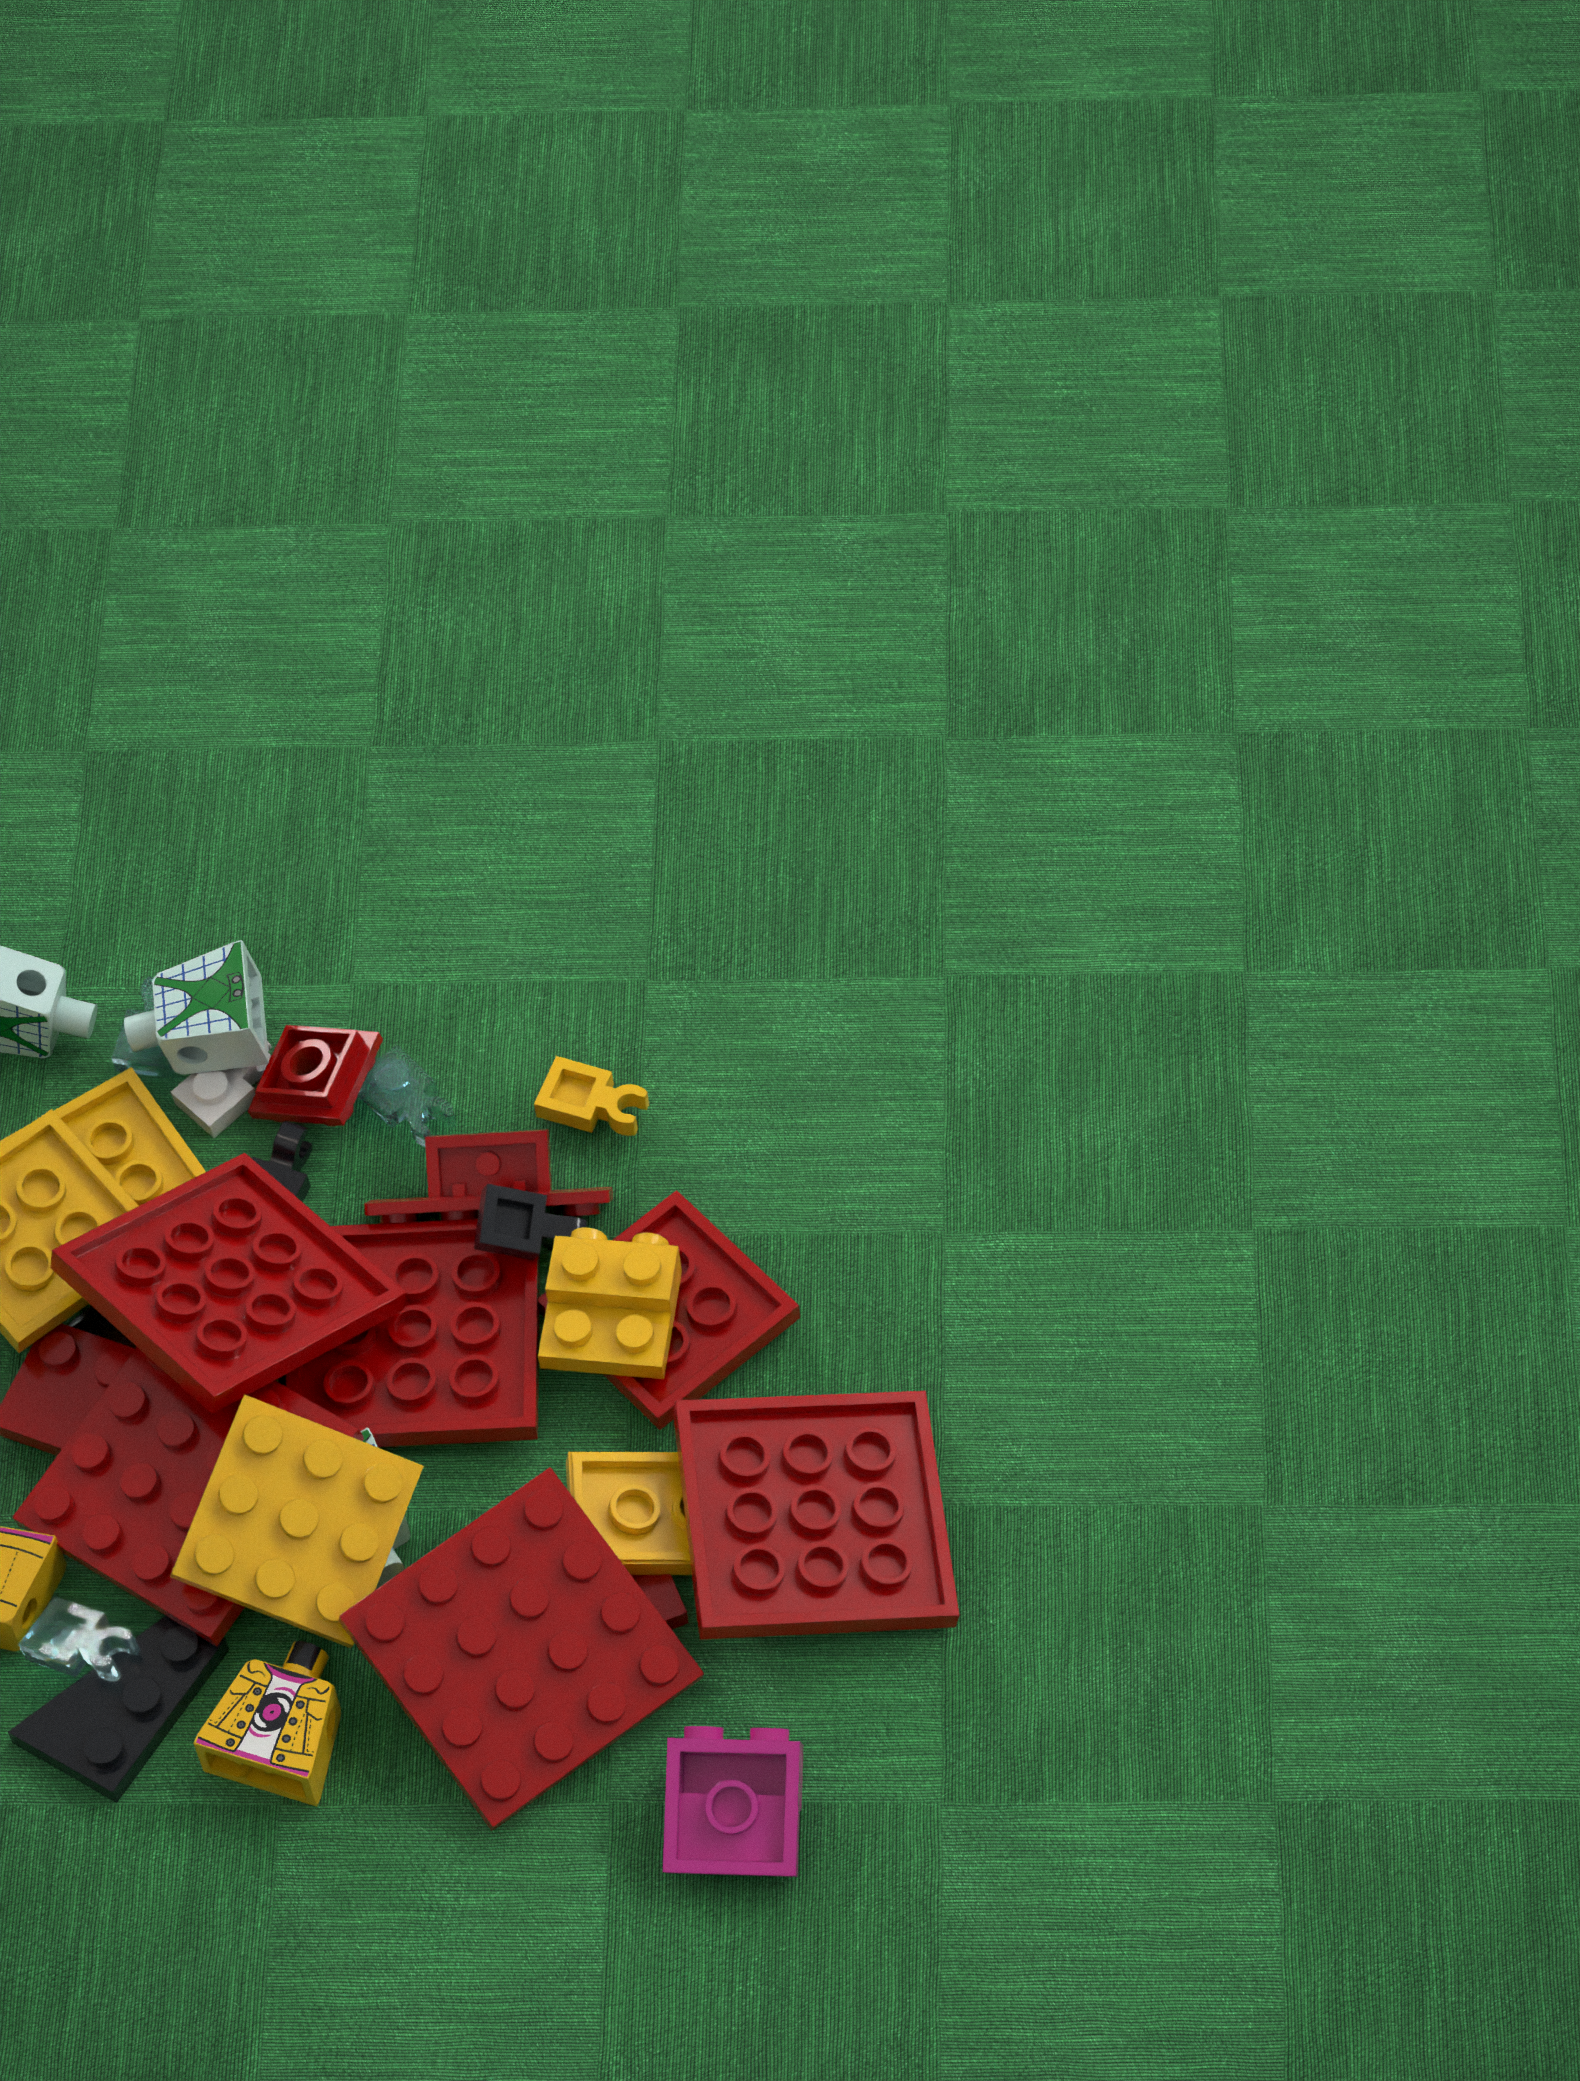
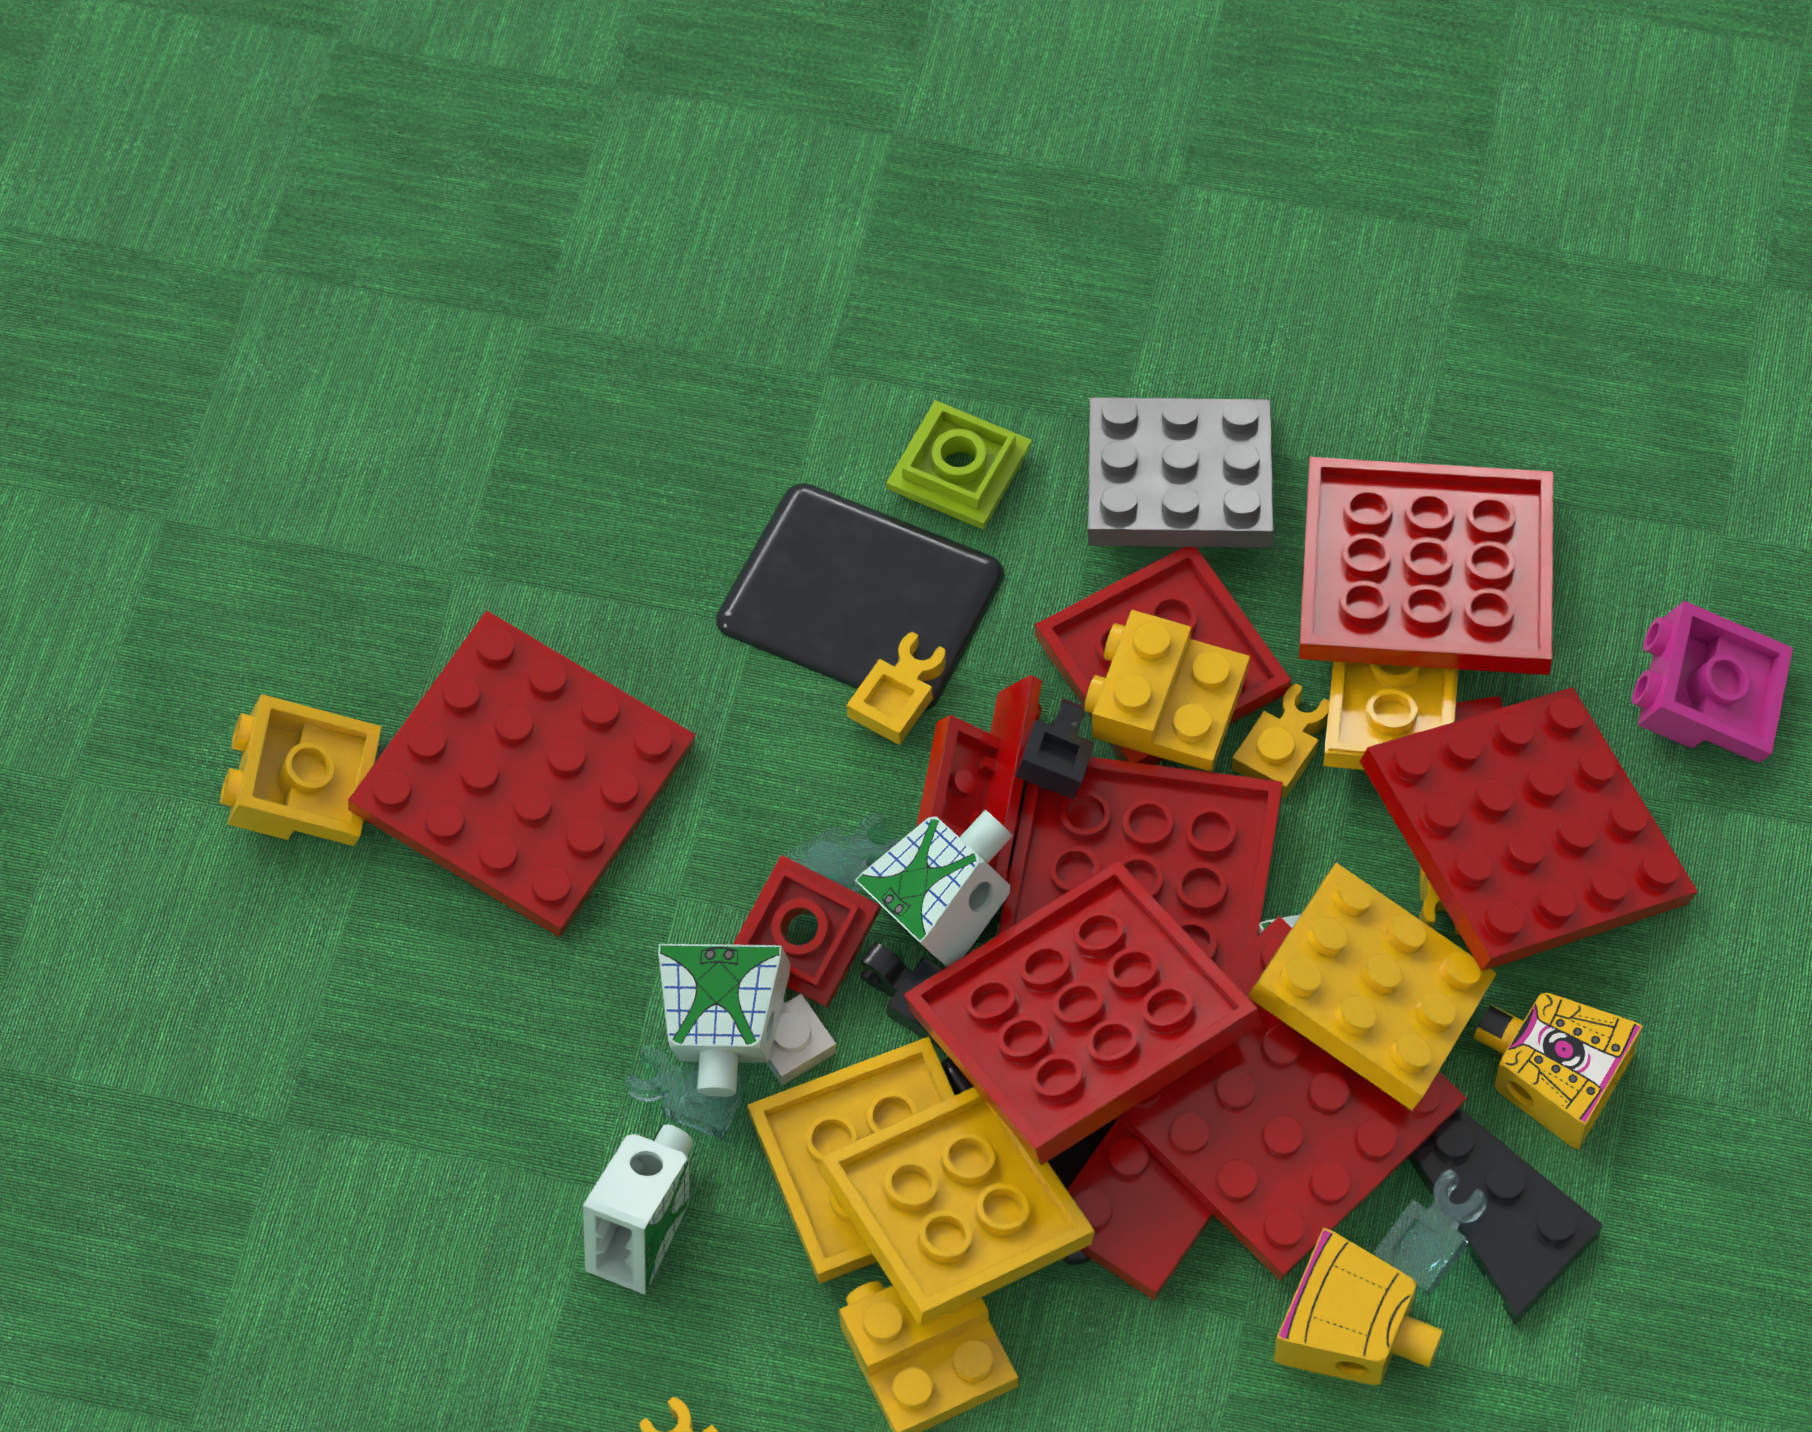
camera: 80 degrees left, 5 degrees up
(356, 1158) = (942, 883): none -> light aqua torso
(408, 666) = (298, 771): none -> yellow plate
(442, 828) = (522, 773): none -> red plate
(597, 1425) = (1282, 746): none -> yellow plate
(710, 1050) = (848, 583): none -> black piece
(862, 1125) = (962, 492): none -> lime piece
(882, 1282) = (1180, 472): none -> plate

